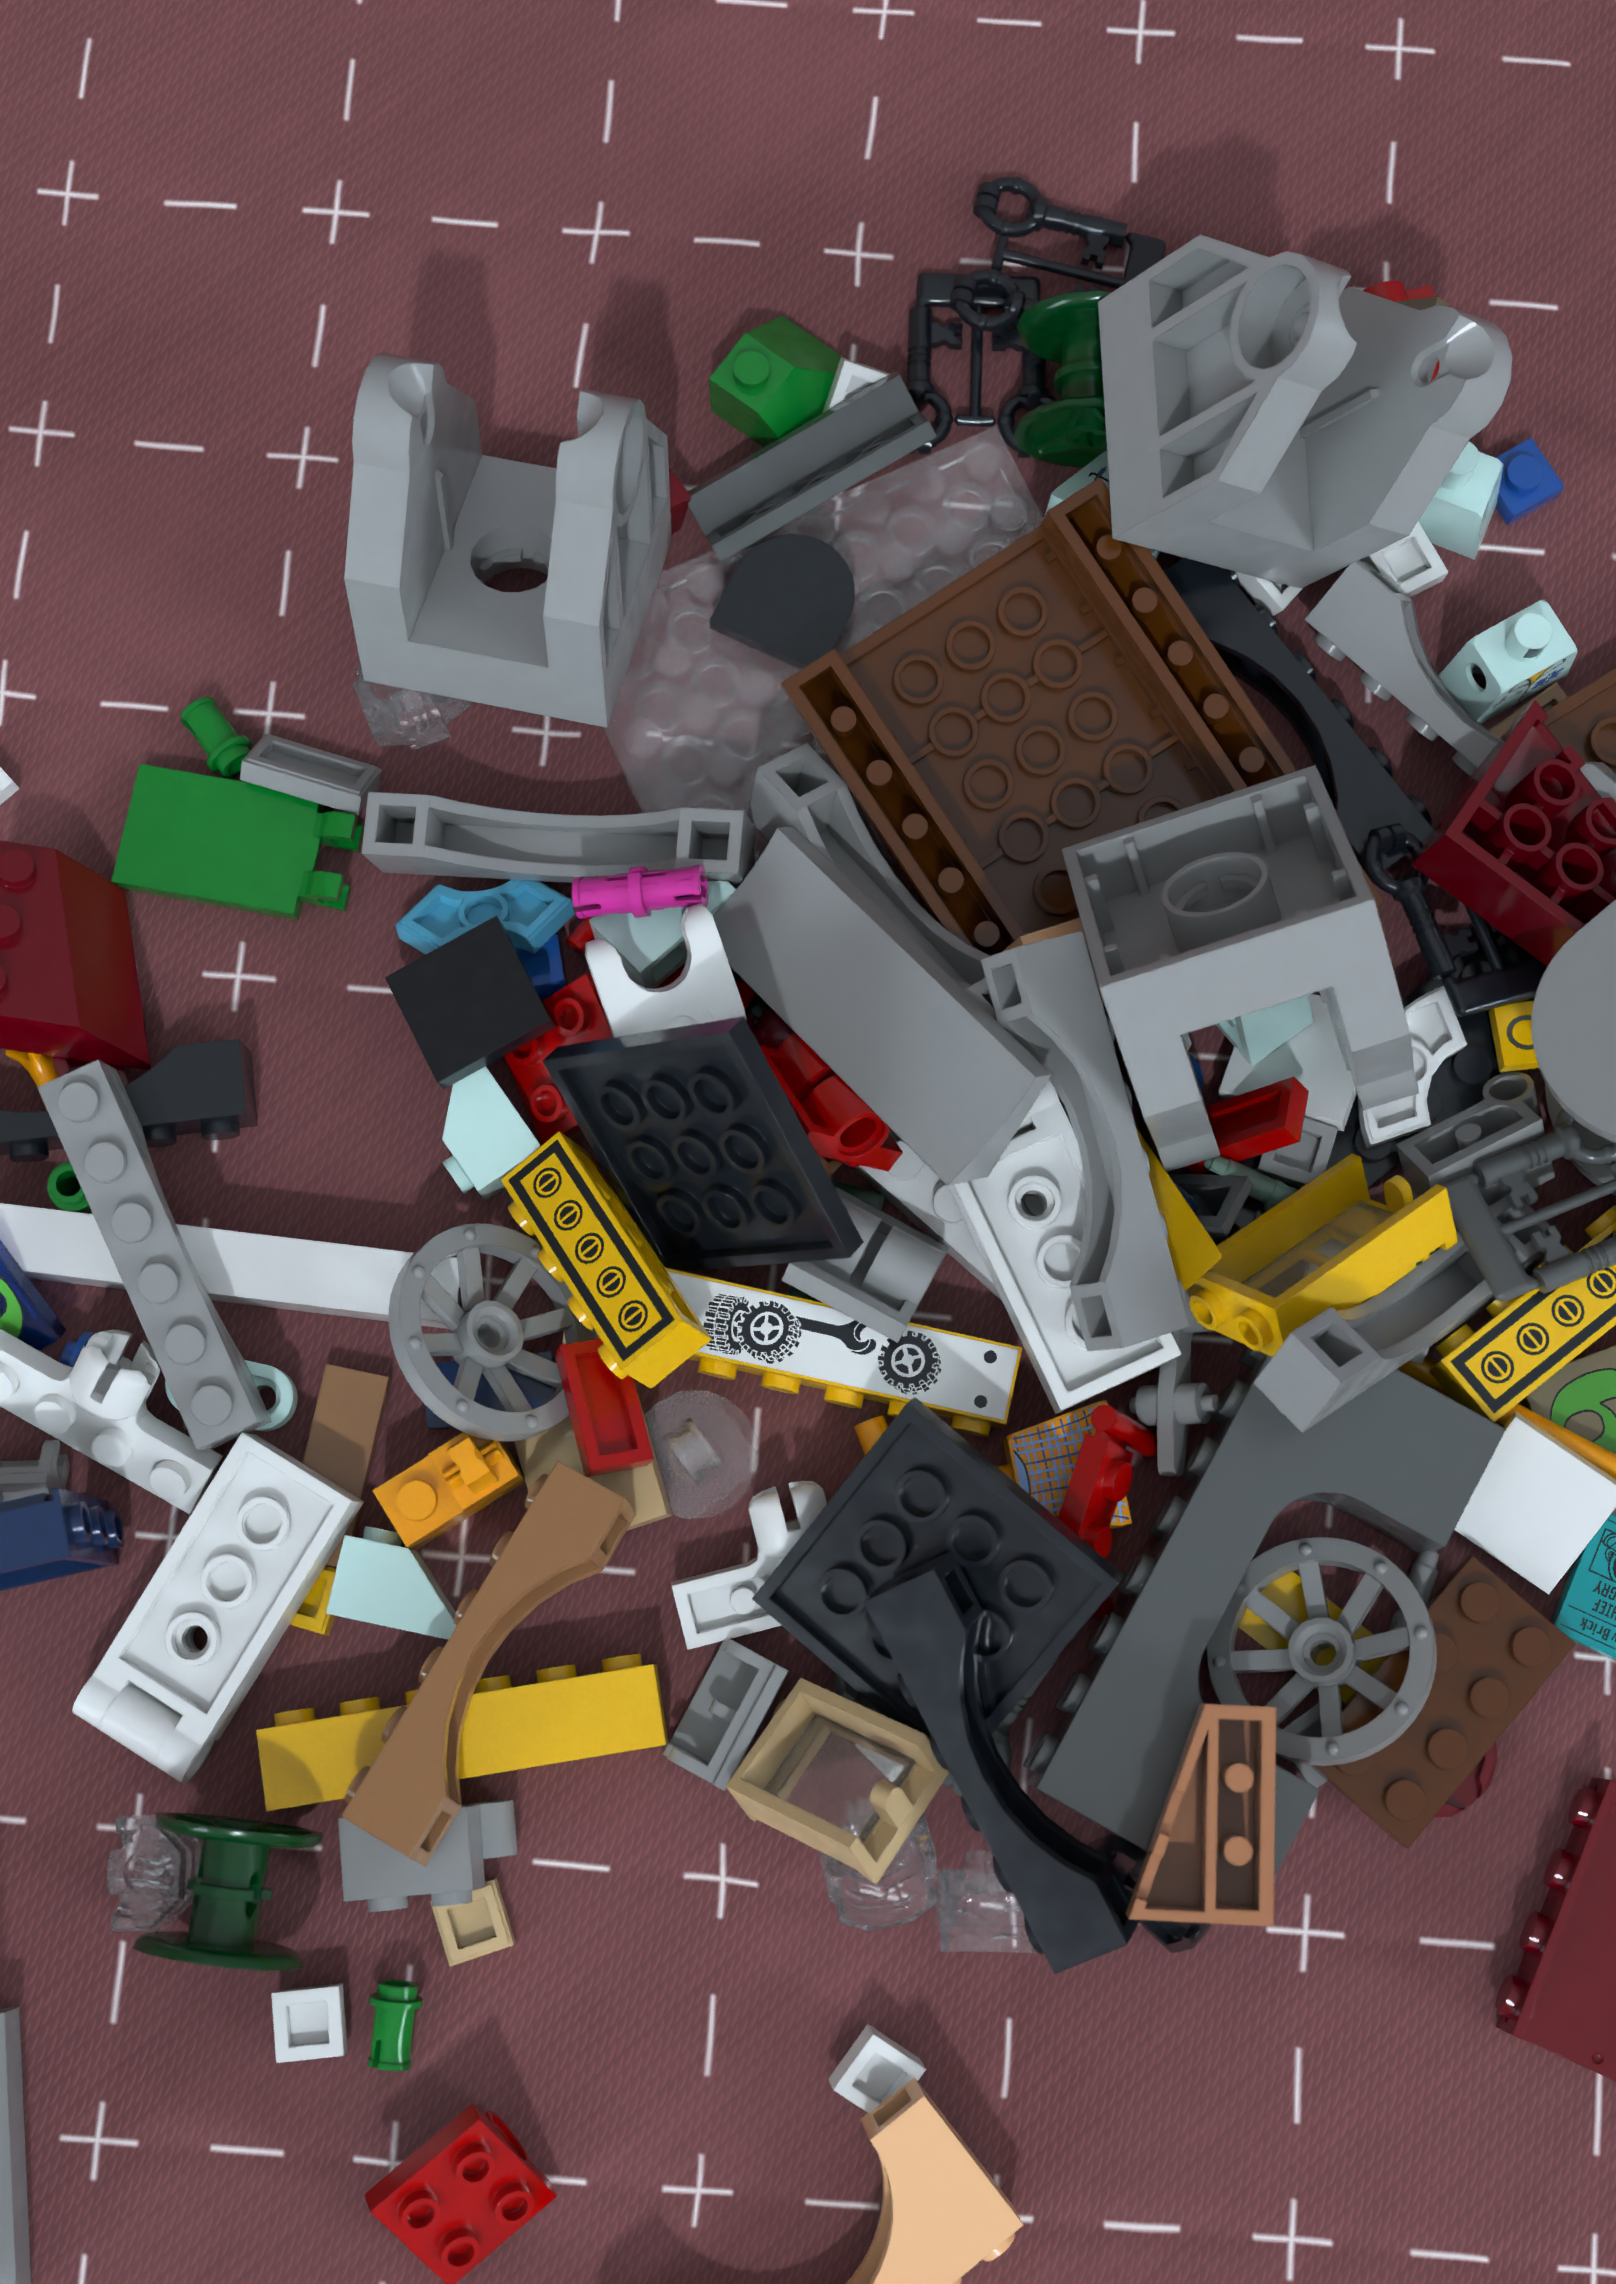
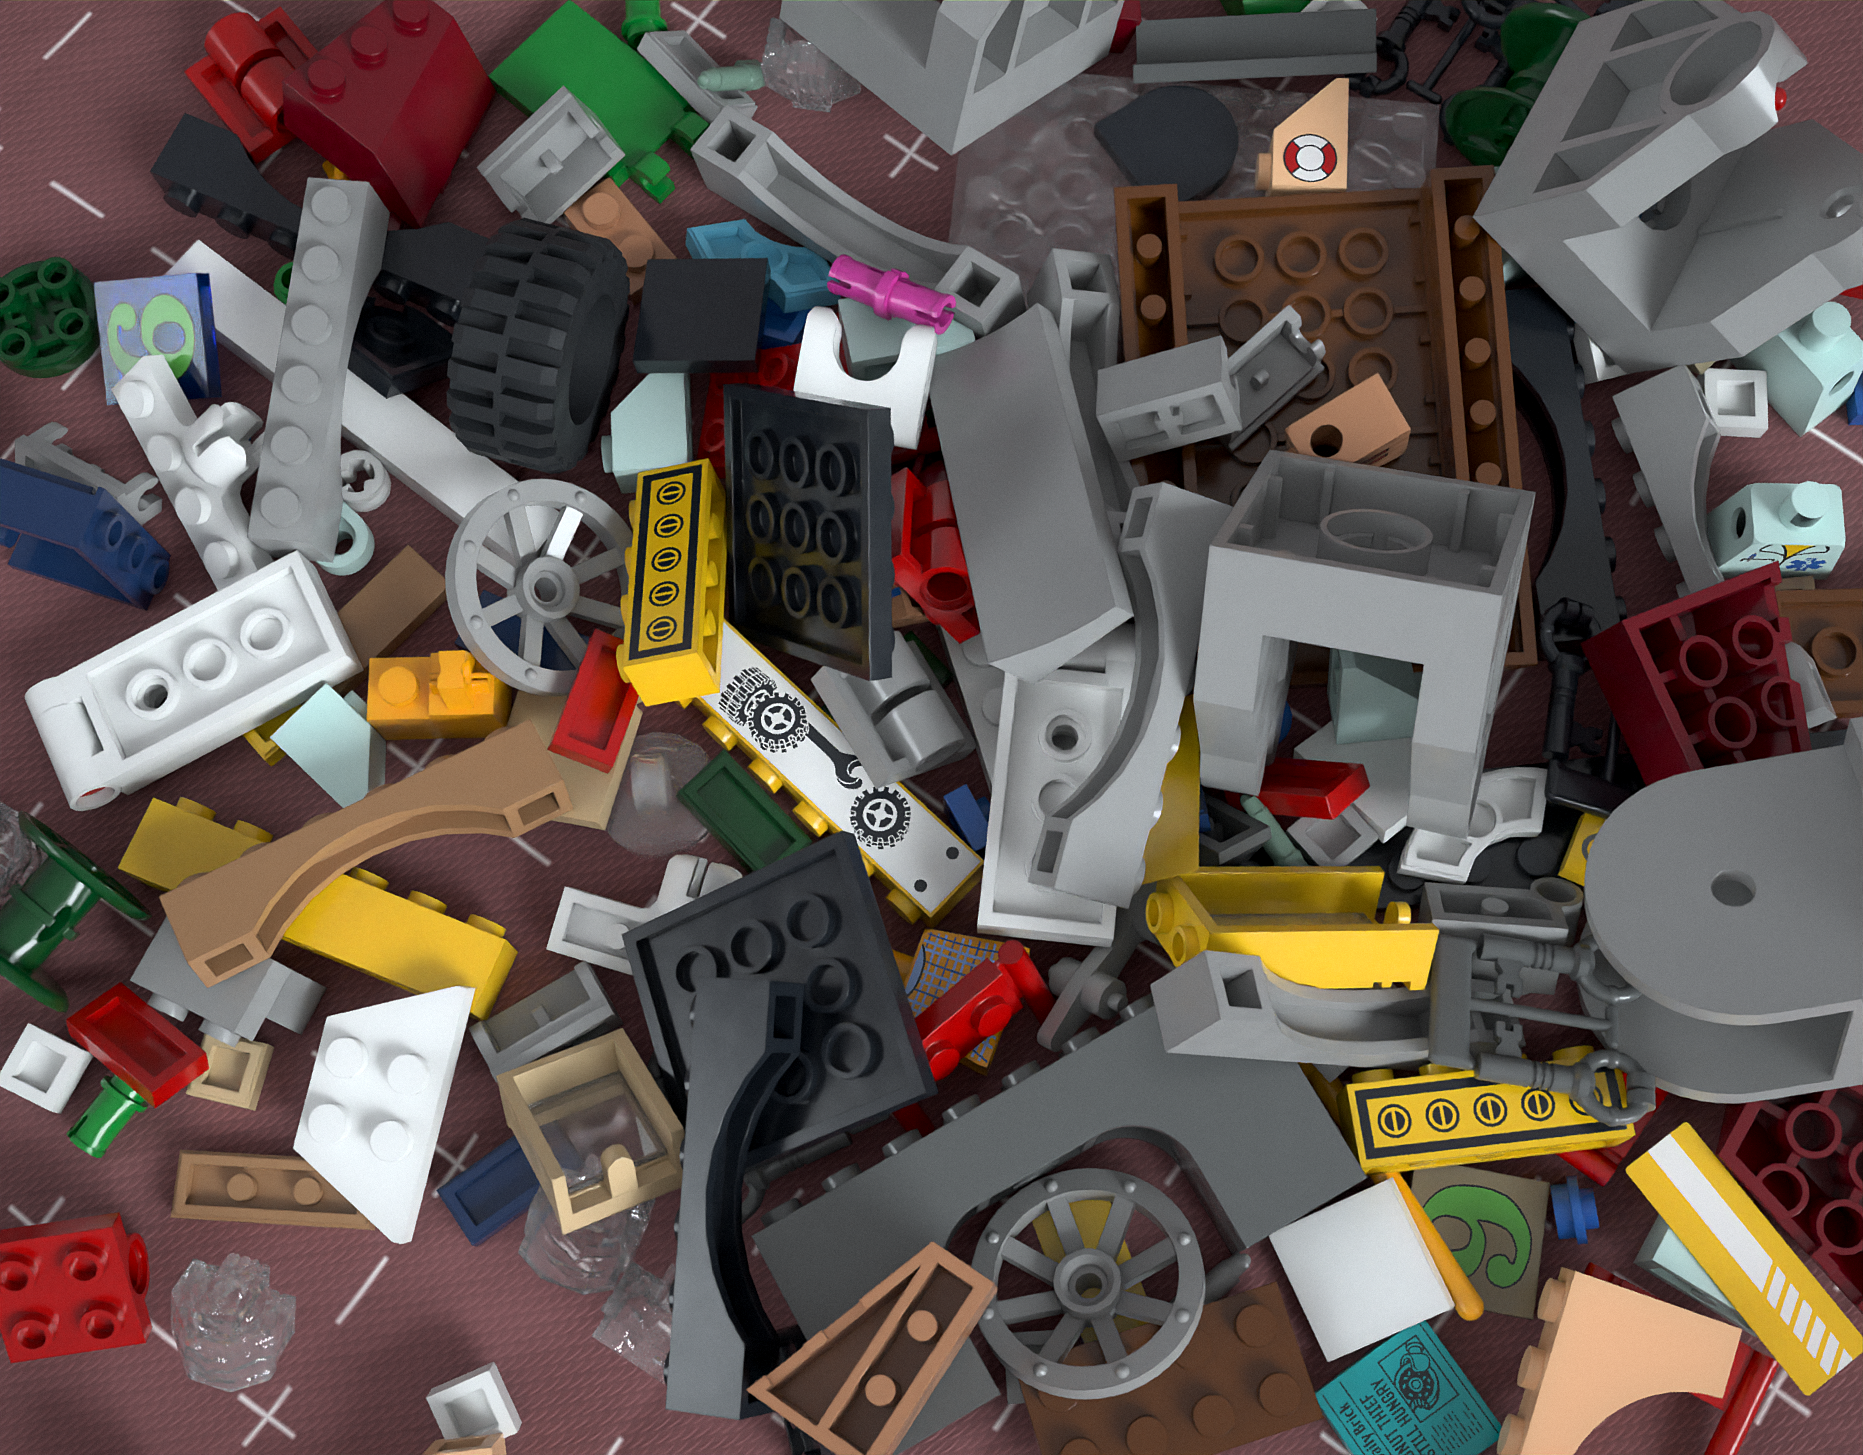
camera: 35 degrees right, 5 degrees down
(211, 1188) = (398, 349): none -> black tile
(232, 932) = (551, 159): none -> light grey hinge
(261, 1331) = (375, 490): none -> white bush
(334, 967) = (611, 215): none -> nougat plate
(351, 1120) = (538, 345): none -> black tyre
(353, 748) = (743, 76): none -> sand green piece
(382, 1951) = (137, 1044): none -> red tile
(582, 1998) = (259, 1192): none -> medium nougat tile
(621, 2134) = (230, 1322): none -> clear hair
(634, 1867) = (382, 1102): none -> white wing
(772, 1881) = (491, 1192): none -> dark blue tile
(785, 1432) = (741, 814): none -> dark green tile
(918, 543) = (1309, 147): none -> light nougat slope
(947, 853) = (1168, 399): none -> light grey hinge
(983, 1316) = (968, 817): none -> blue plate
(1004, 784) = (1271, 372): none -> light grey hinge
(1124, 781) = (1358, 423): none -> nougat torso

